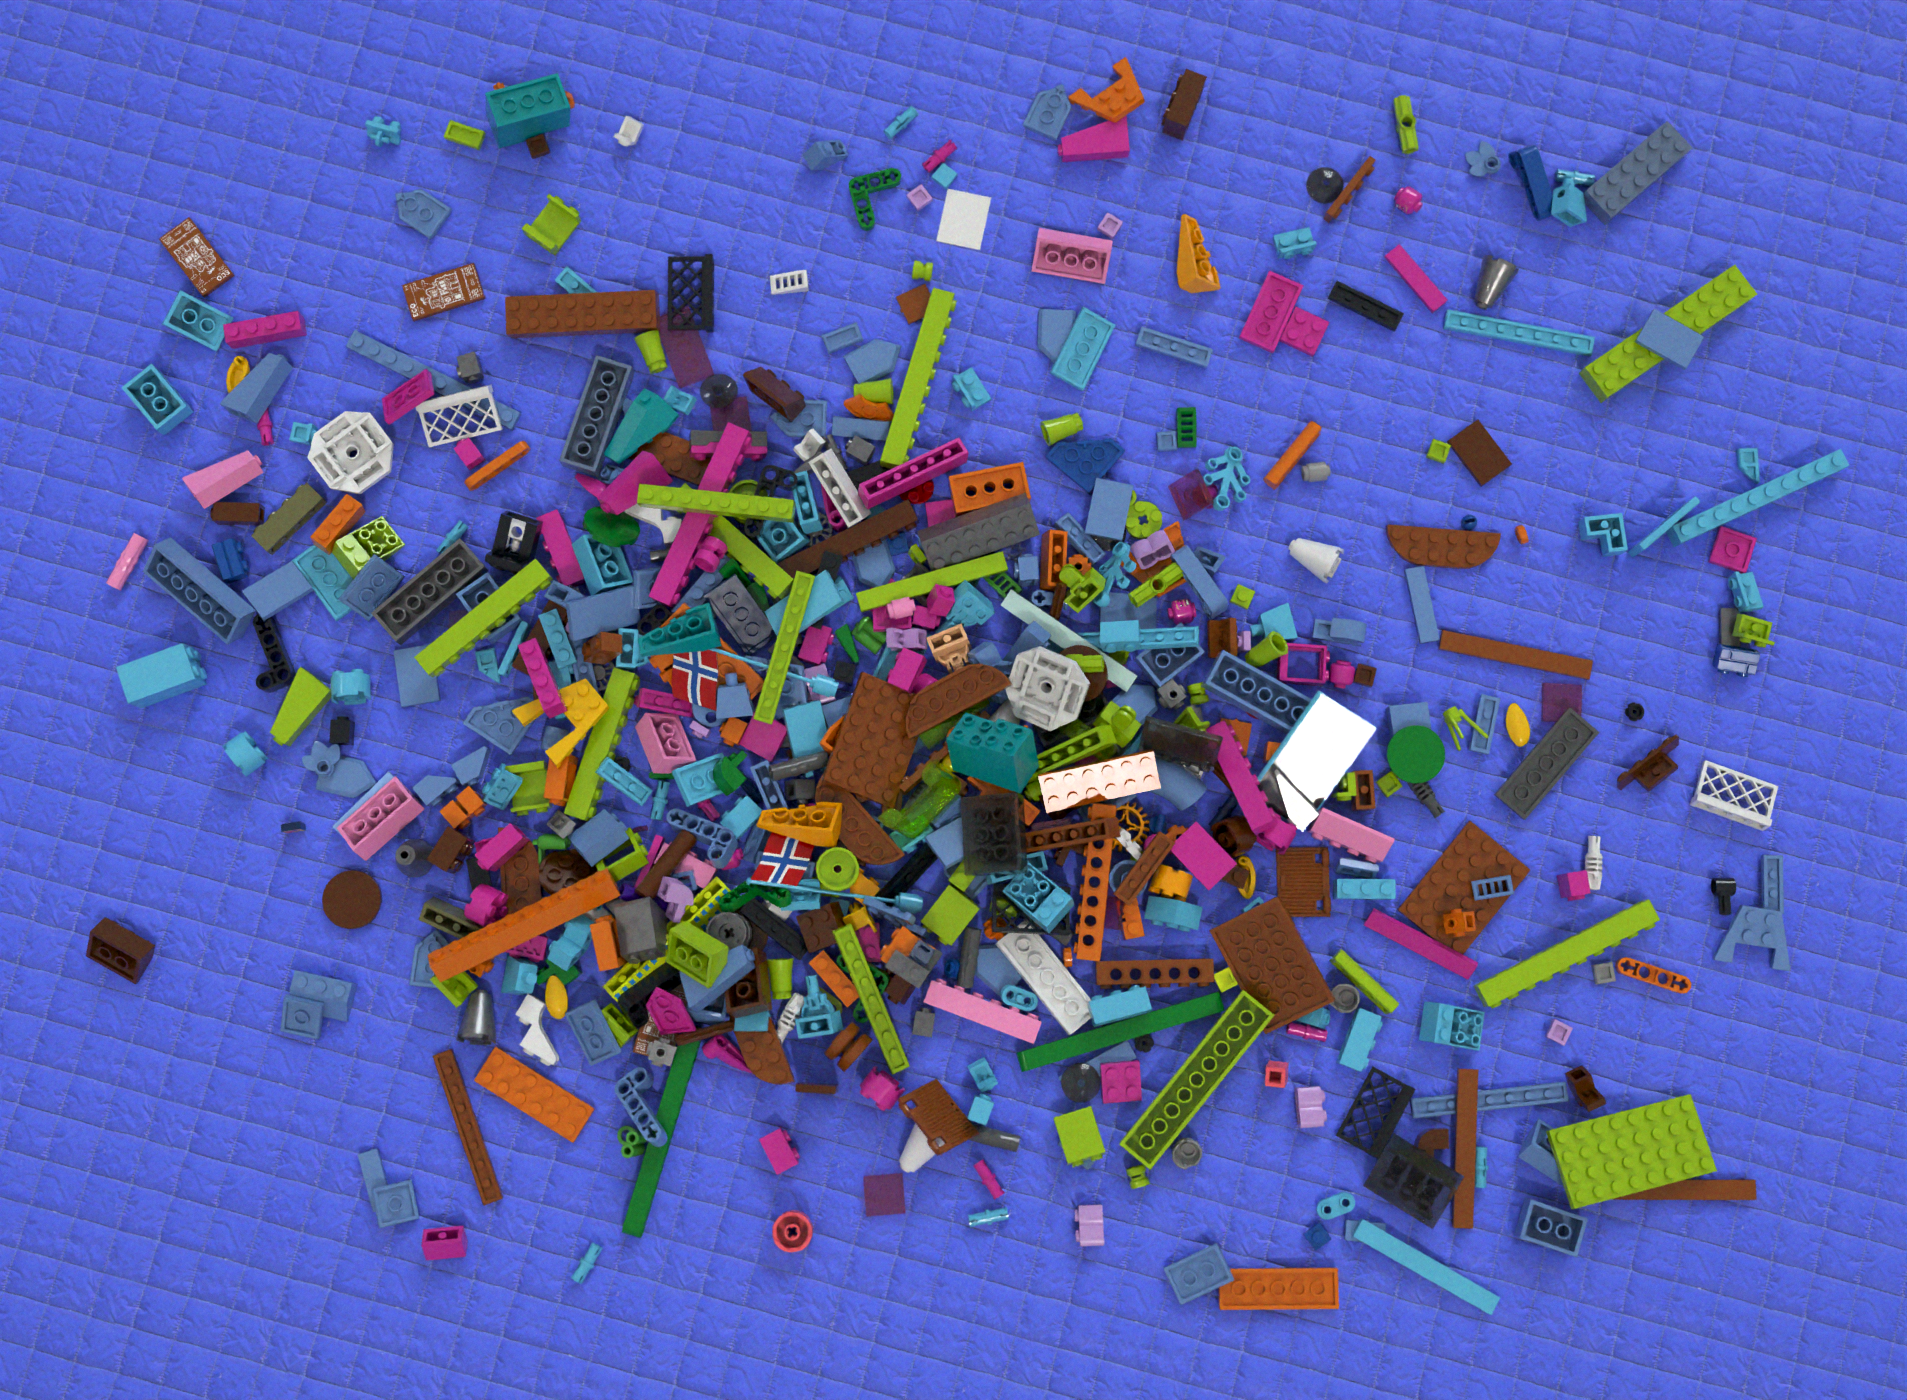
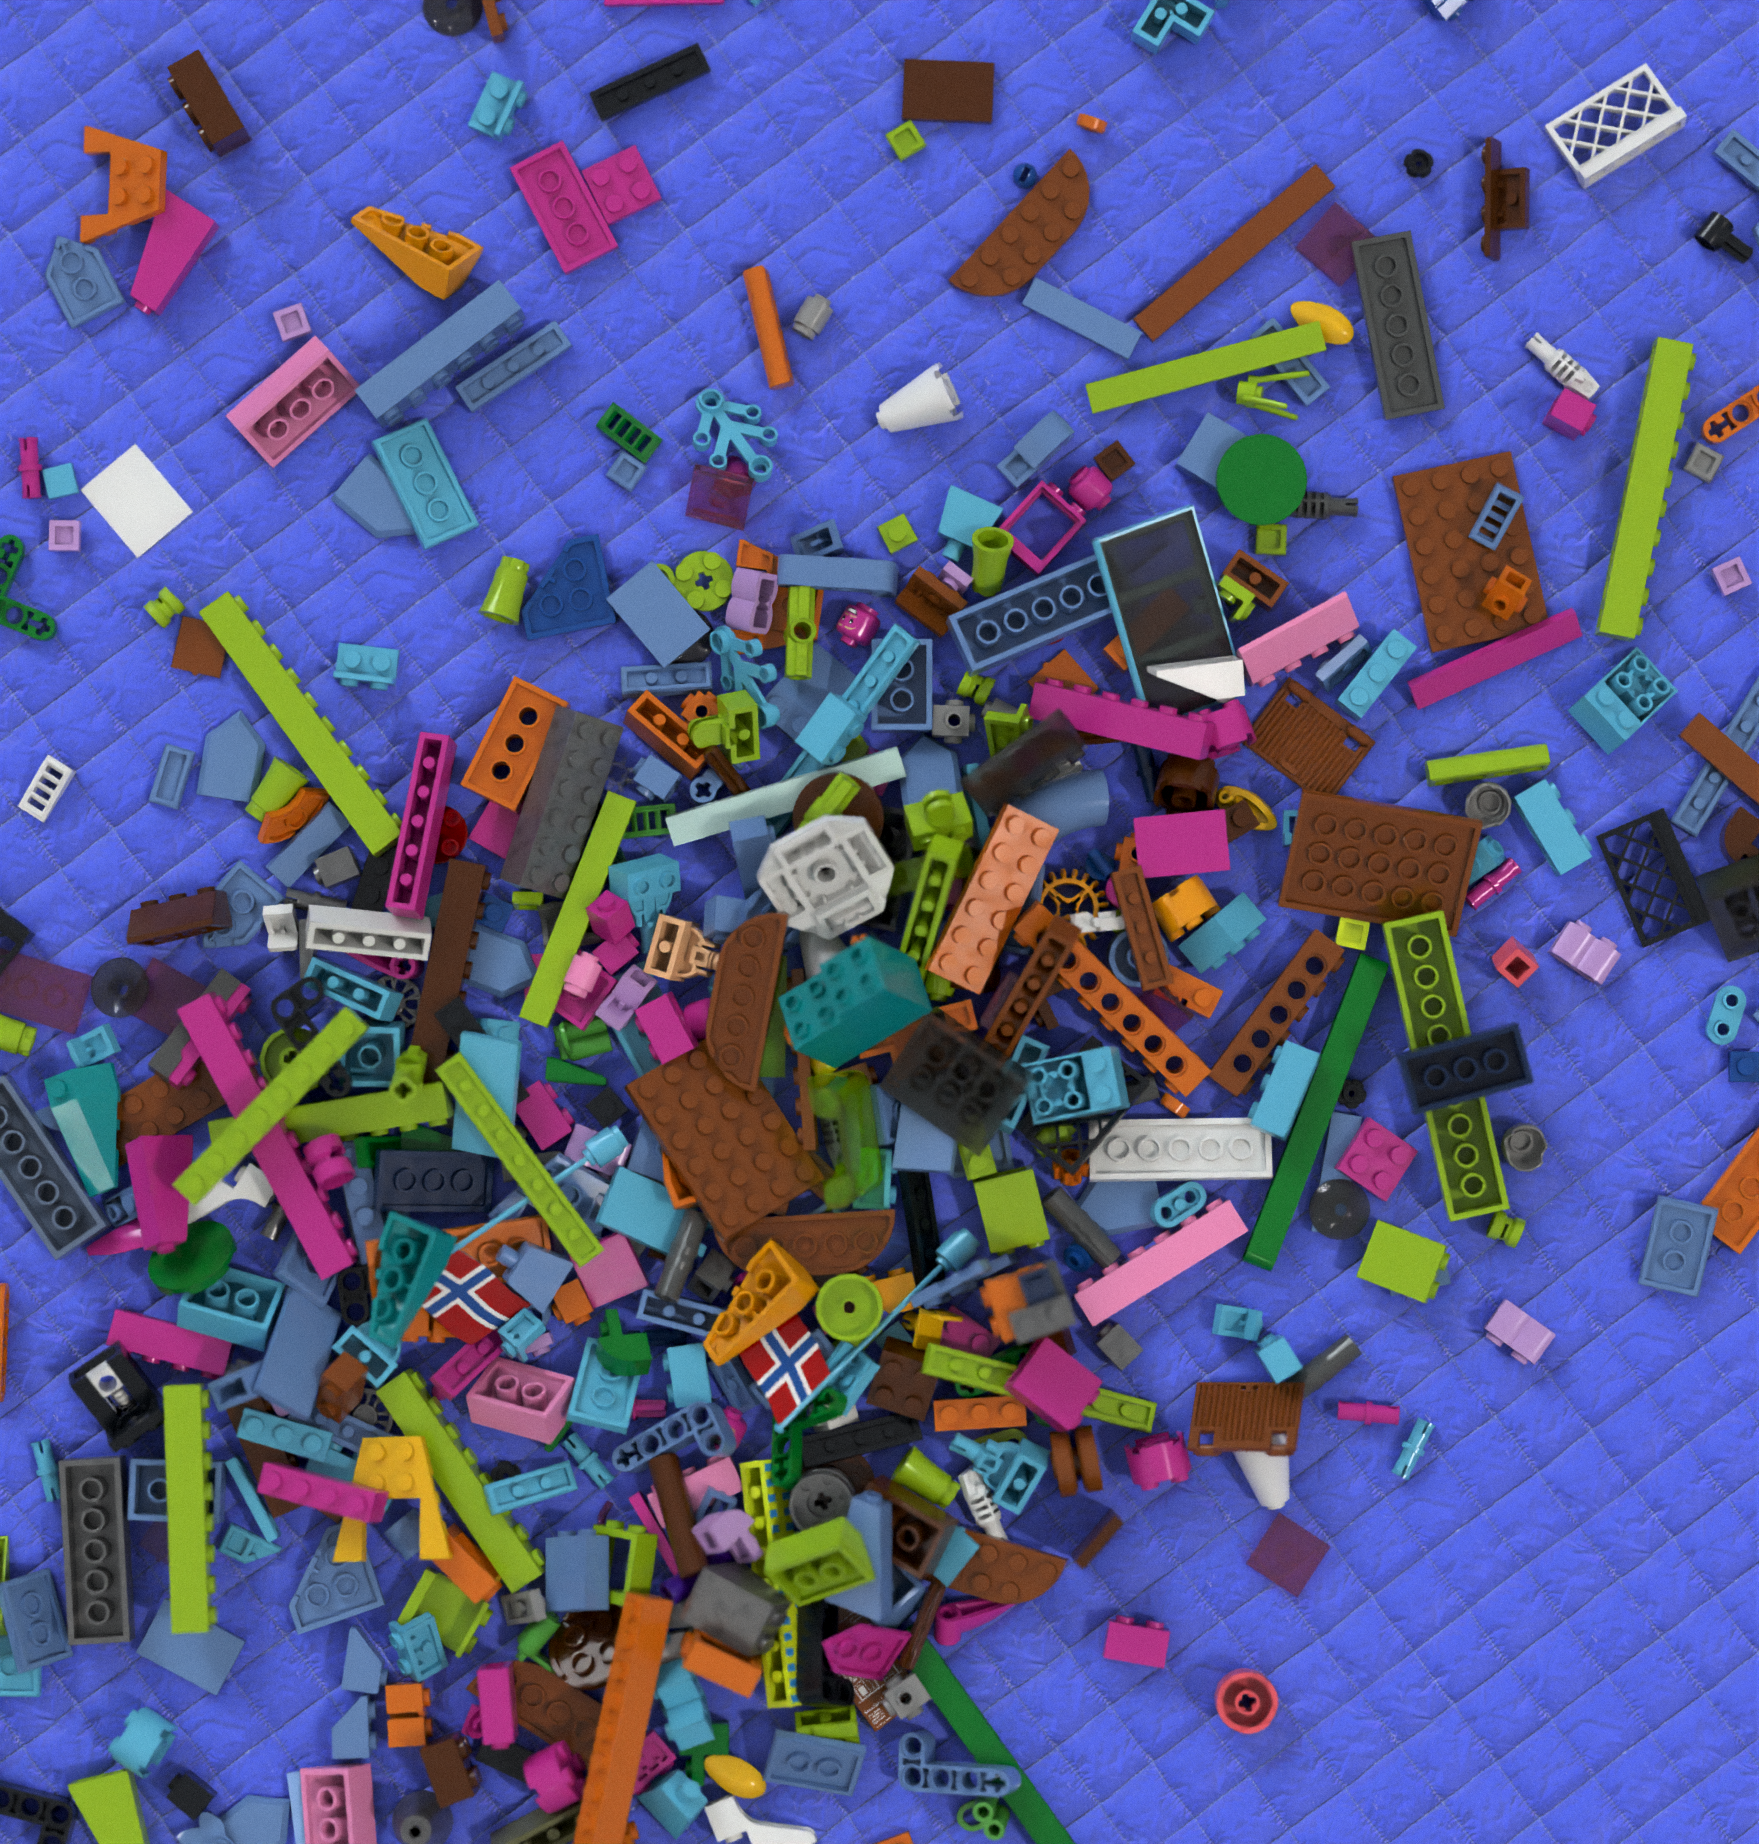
camera: 45 degrees left, 5 degrees up
(698, 716) = (520, 1333): none -> medium azure bracket
(784, 559) = (408, 1074): none -> lime piece
(878, 1004) = (1053, 1385): none -> dark pink brick
(1152, 306) = (441, 354): none -> medium blue brick
(1203, 1089) = (1464, 1068): none -> dark blue brick
(1448, 684) = (1206, 367): none -> lime tile

